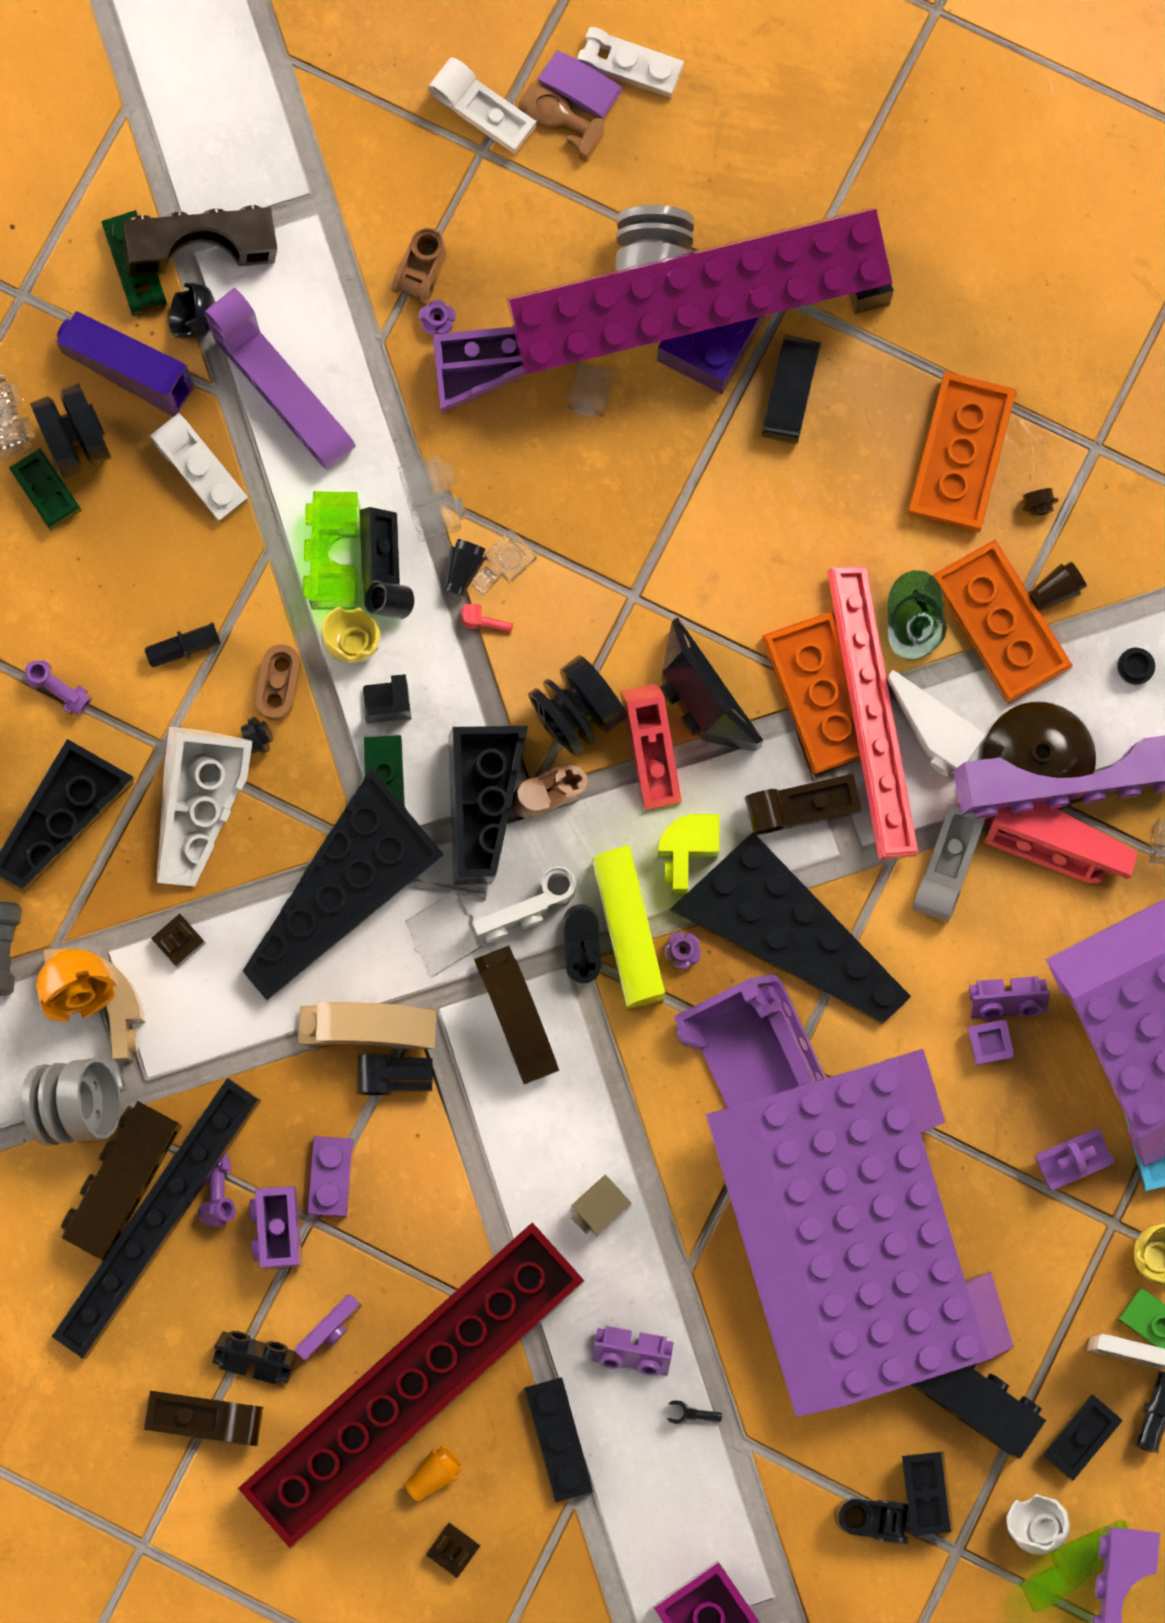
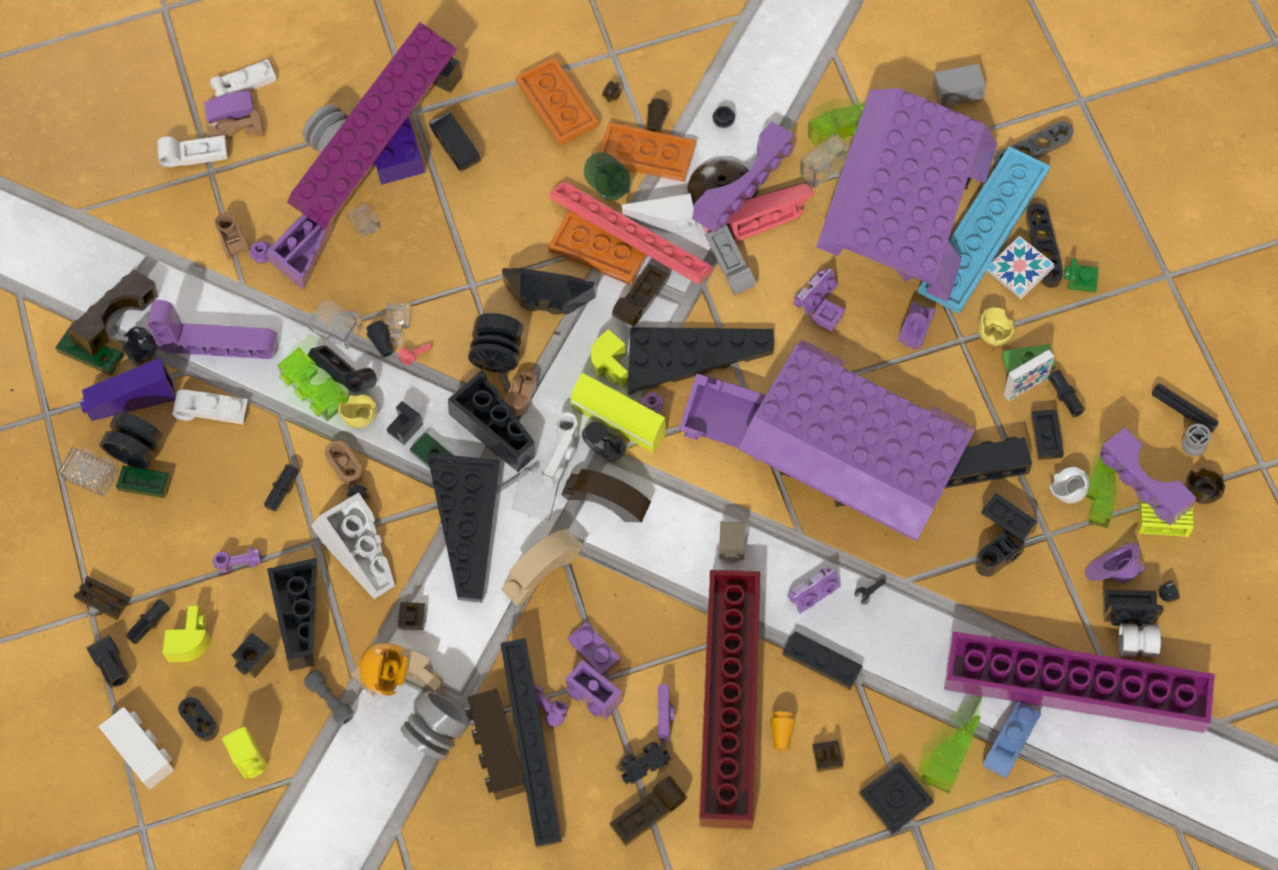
camera: 40 degrees left, 15 degrees down
(383, 1074) = (572, 580): black piece -> none
(651, 745) = (548, 333): coral slope -> none

